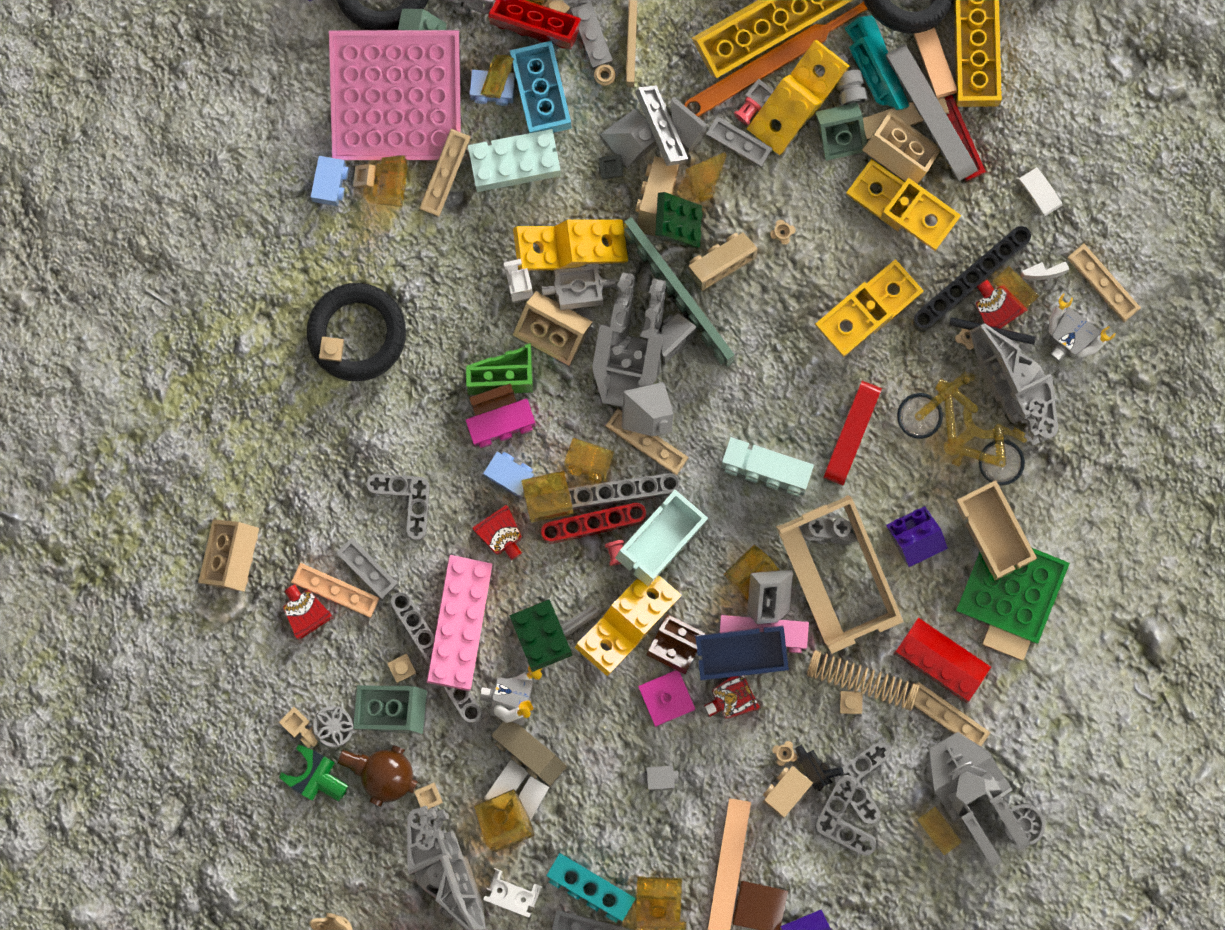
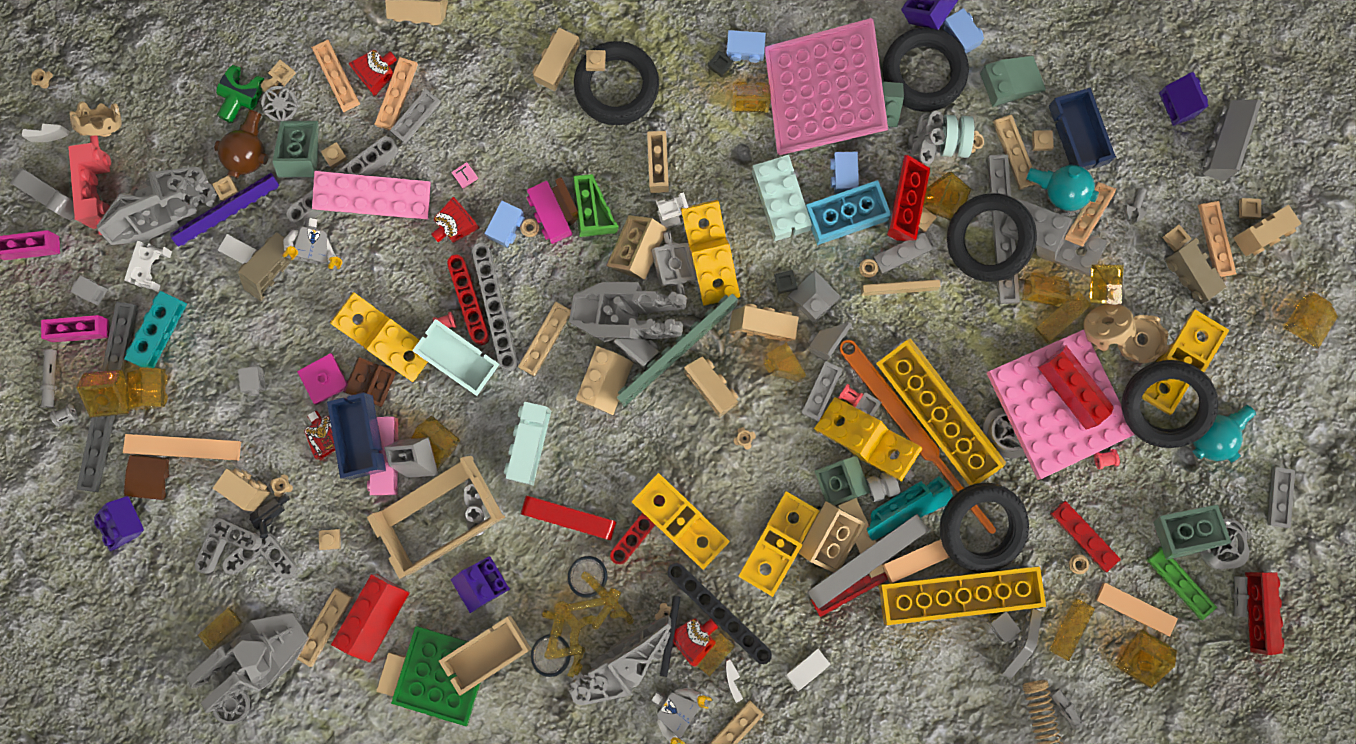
camera: 85 degrees right, 0 degrees up
(304, 660) = (335, 75): none -> light nougat tile
(317, 399) = (556, 59): none -> tan brick
(346, 212) = (720, 64): none -> pearl dark grey plate
(364, 176) = (753, 74): tan plate -> none
(408, 491) = (484, 144): light grey beam -> none
(444, 517) = (464, 175): none -> bright pink tile
(445, 172) = (764, 140): tan tile -> none
(453, 798) = (224, 209): none -> dark purple piece
(457, 293) = (658, 161): none -> tan brick
(497, 76) = (852, 171): clear yellow plate -> none
(504, 821) = (205, 250): clear yellow slope -> none
(515, 441) = (530, 222): none -> tan plate
(532, 795) = (225, 271): white slope -> none
(541, 635) = (366, 264): dark green plate -> none
(547, 496) = (483, 254): clear yellow slope -> none
(580, 620) = (378, 290): light grey axle -> none
(589, 460) = (520, 288): clear yellow brick -> none
(647, 410) = (568, 333): light grey slope -> none
(661, 125) = (825, 318): light grey plate -> none
(678, 220) = (741, 342): dark green plate -> none
(702, 379) = (603, 380): none -> tan slope
(812, 669) = (335, 592): tan piece -> none
(879, 355) = (635, 530): none -> red beam

